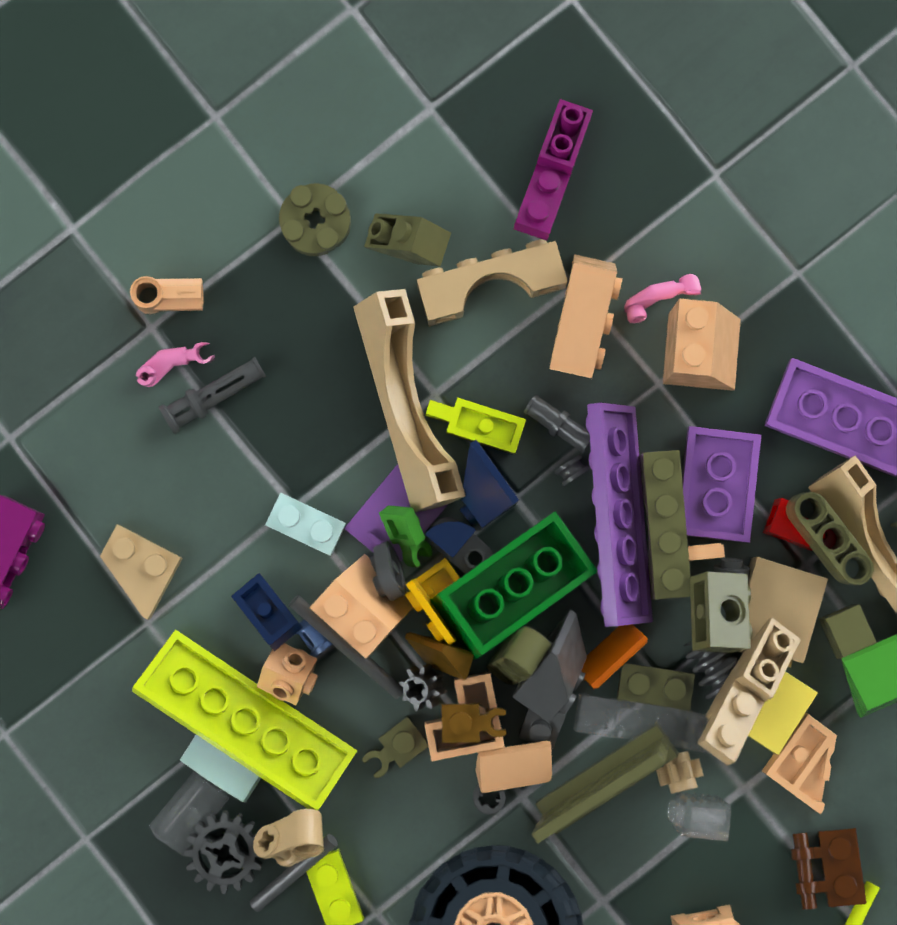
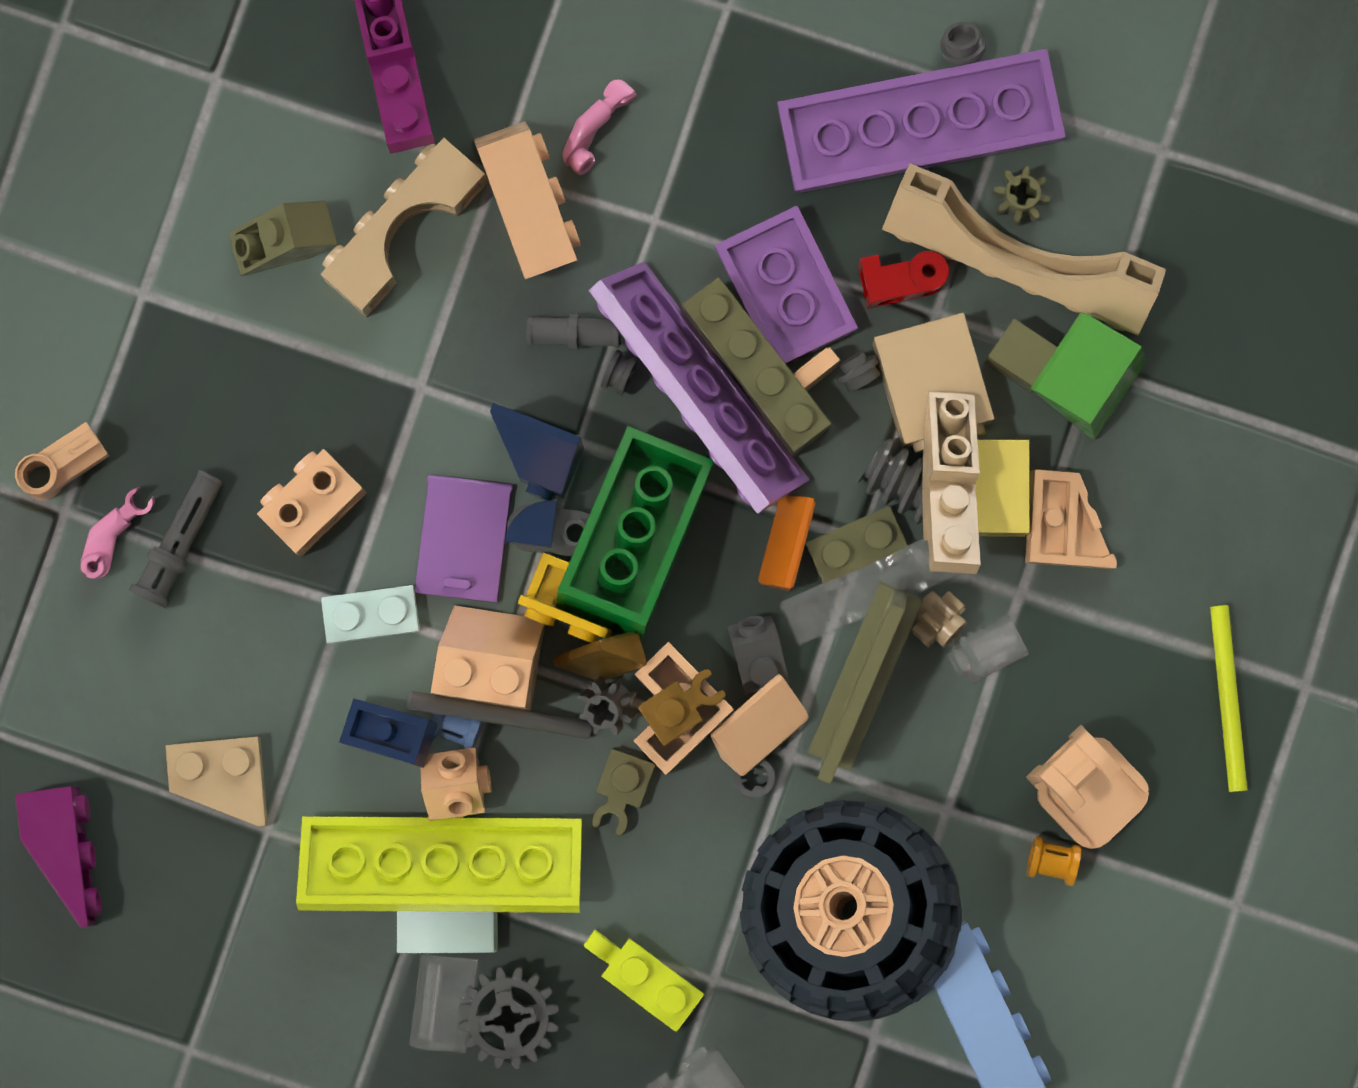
camera: 30 degrees left, 0 degrees up
(289, 876) = (596, 991): dark grey bar -> none
(291, 838) = (569, 953): tan piece -> none
(303, 202) = (191, 291): olive plate -> none
(314, 424) = (310, 501): none -> light nougat brick
(387, 335) = (459, 468): tan arch -> none
(389, 571) = (490, 603): dark grey plate -> none
(405, 529) = (481, 550): bright green plate -> none
(479, 423) = (477, 387): neon yellow plate -> none
(519, 656) = (686, 603): olive beam -> none
(558, 673) = (735, 595): dark grey slope -> none
(701, 345) = (673, 150): light nougat slope -> none
(708, 627) = (870, 444): olive brick -> none
(840, 867) = (1174, 612): reddish brown plate -> none
(845, 546) = (959, 266): olive beam -> none

